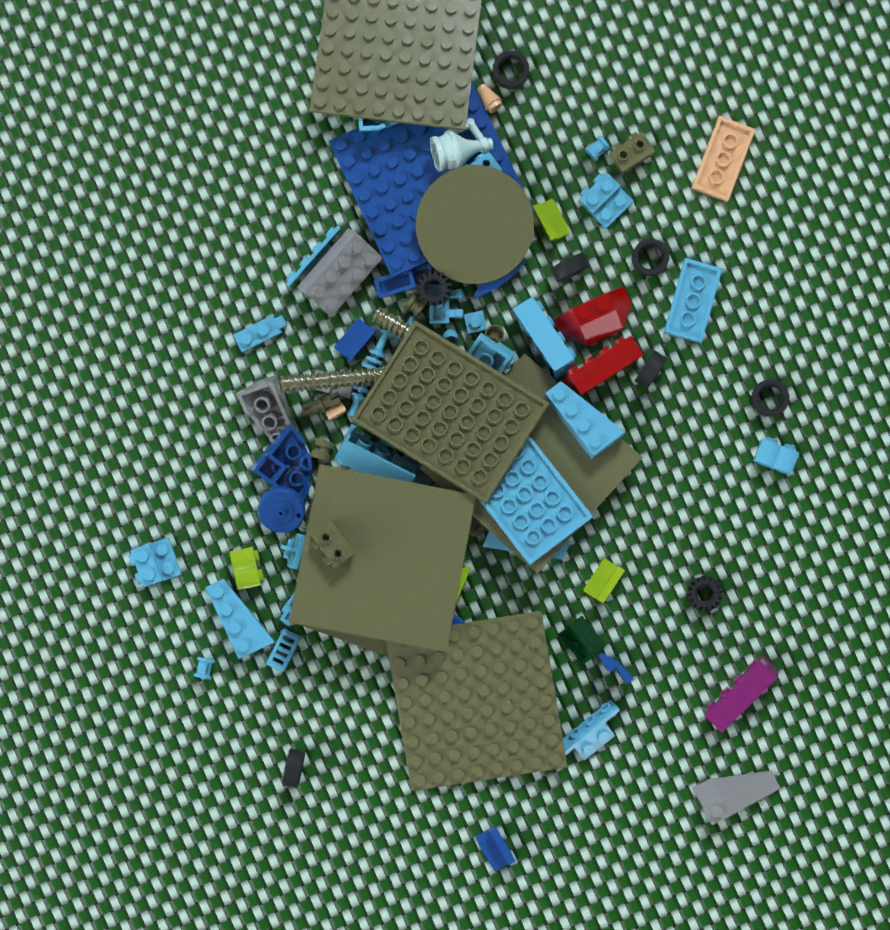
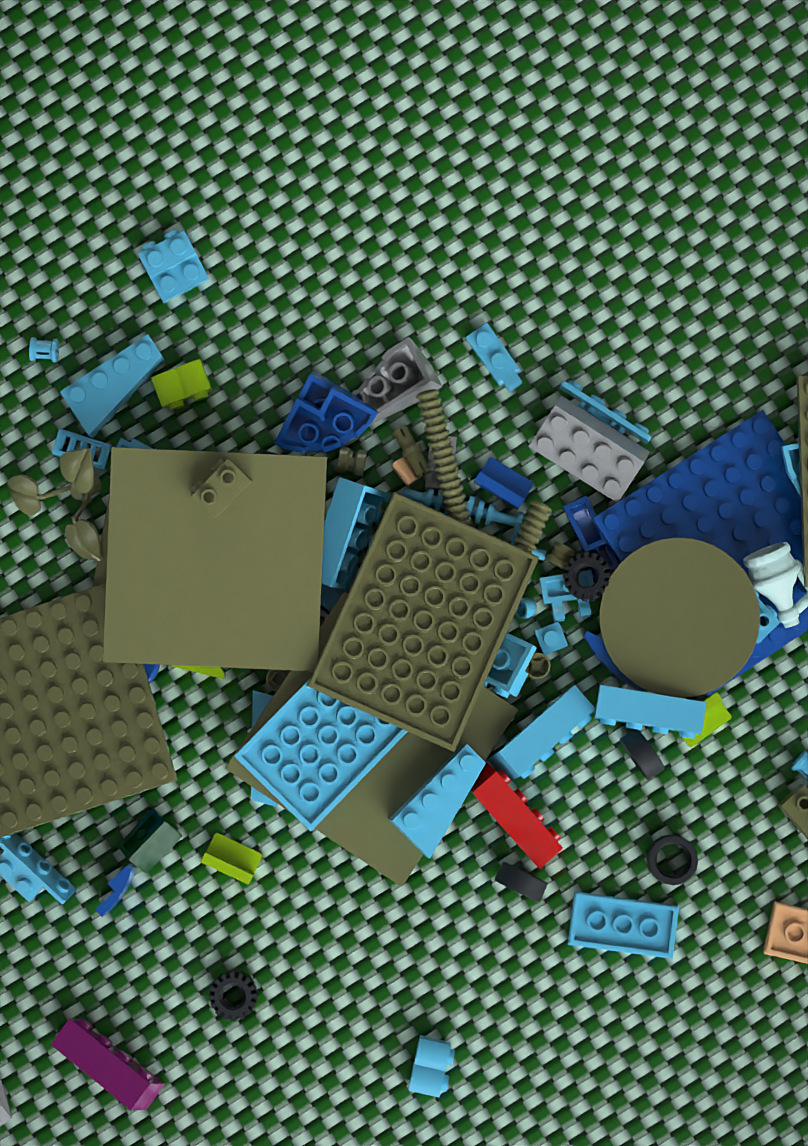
camera: 80 degrees right, 0 degrees up
(281, 509) = (265, 419): blue wheel -> none
(294, 551) = (214, 443): medium azure hips -> none
(304, 650) = (76, 468): none -> olive plant
(539, 255) = (649, 710): none -> medium azure wedge
(595, 318) = (580, 798): red wedge -> none
(605, 200) = (740, 788): medium azure plate -> none
(770, 383) = (525, 1058): black tyre -> none

